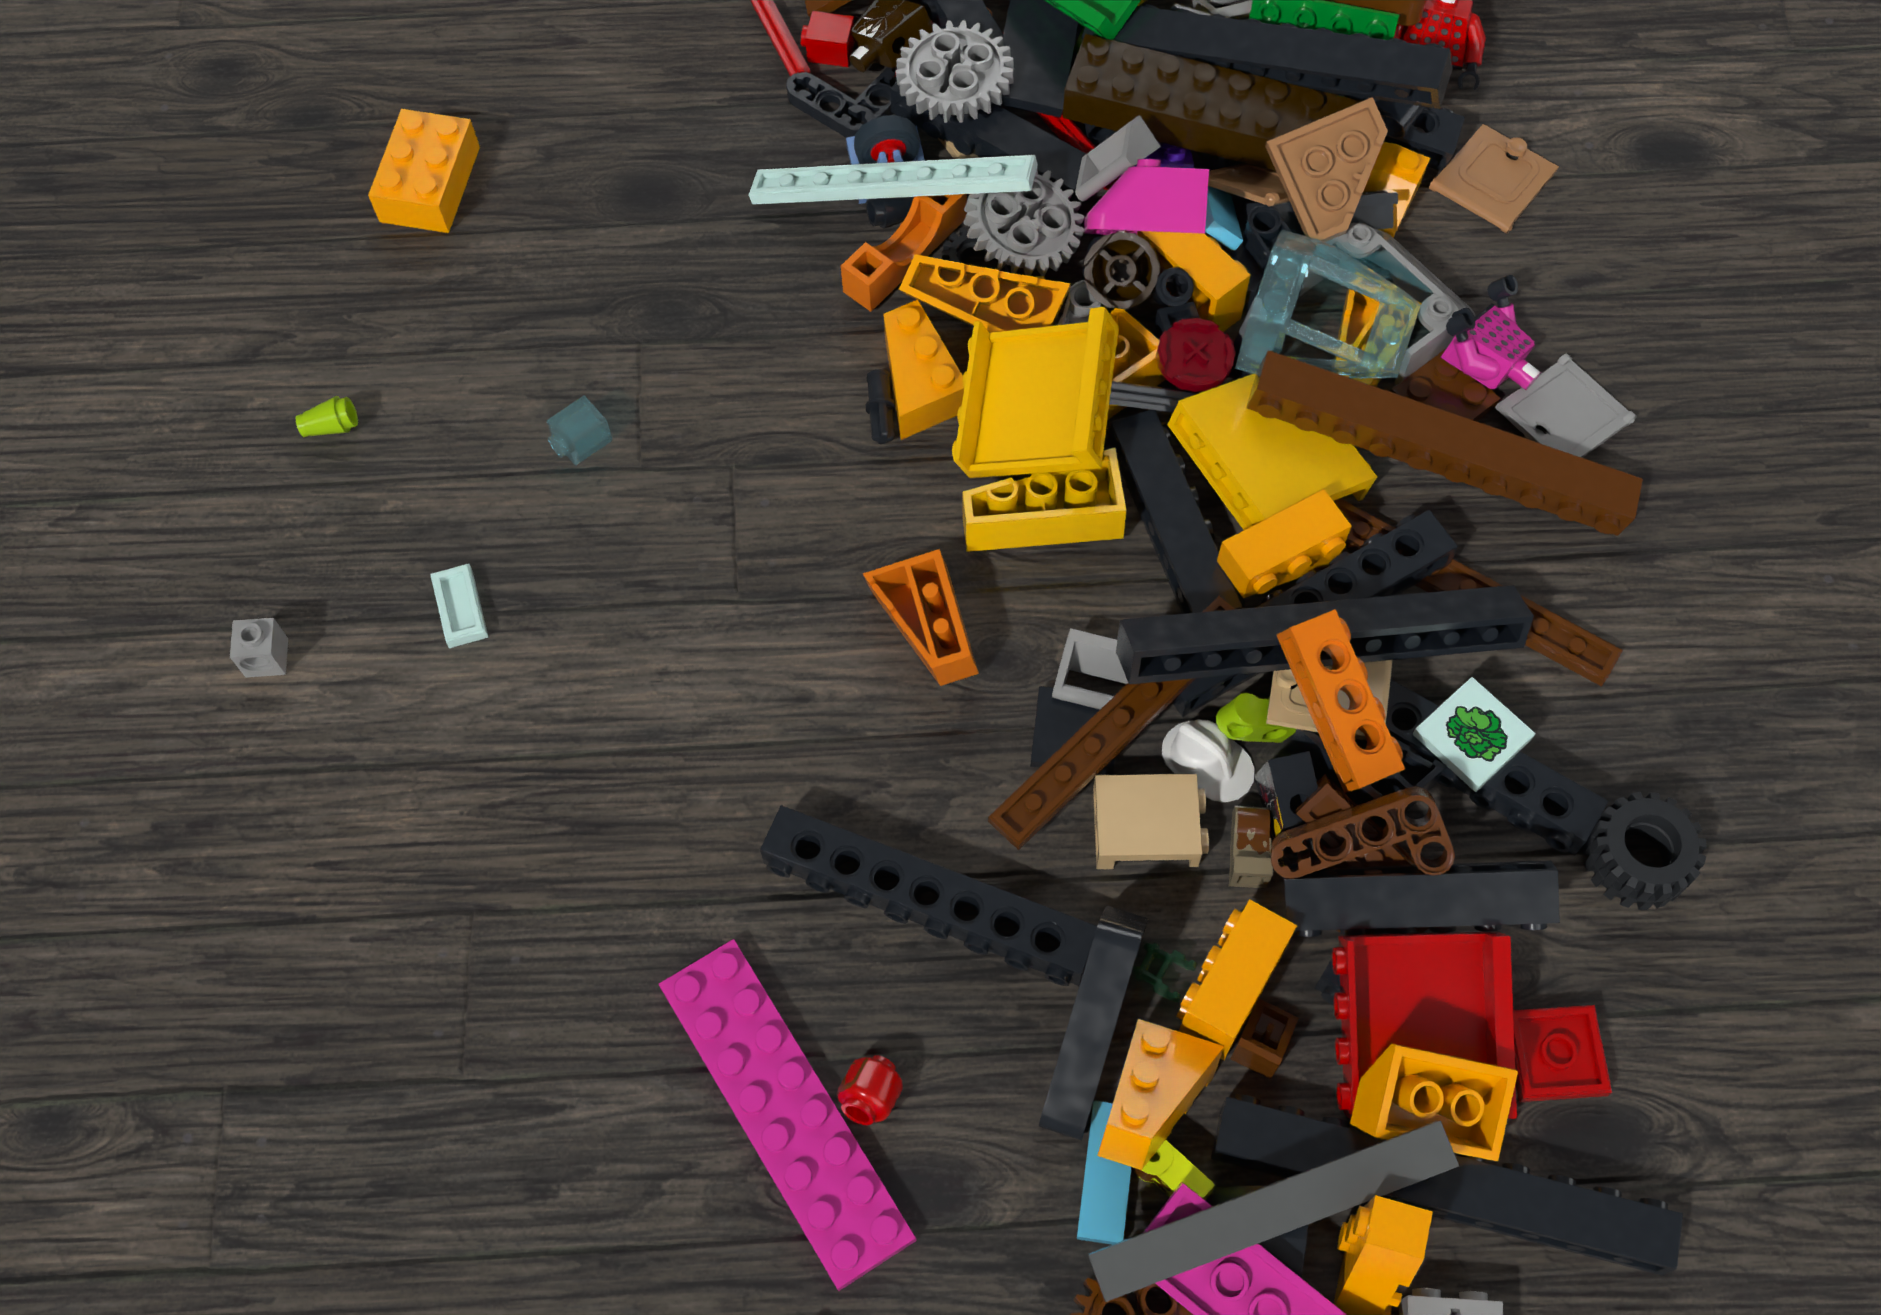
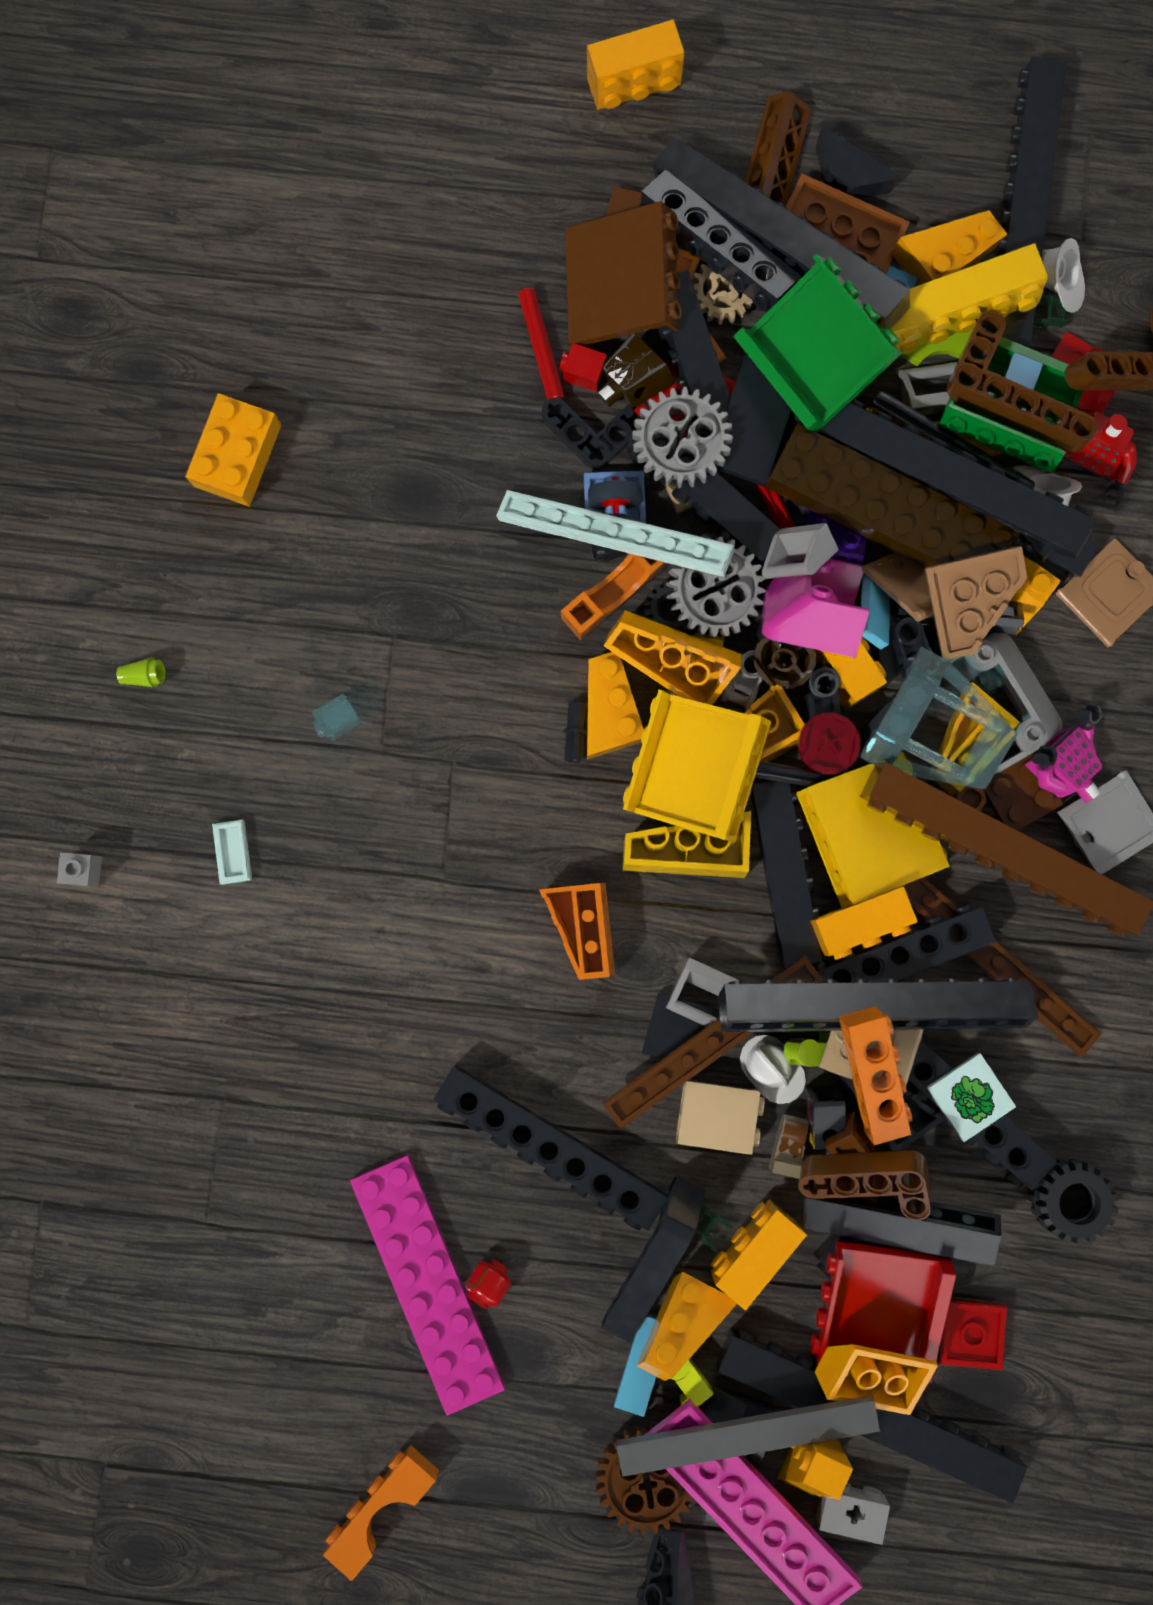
camera: 10 degrees right, 20 degrees up
(1265, 1039) = (773, 1297): reddish brown slope -> none

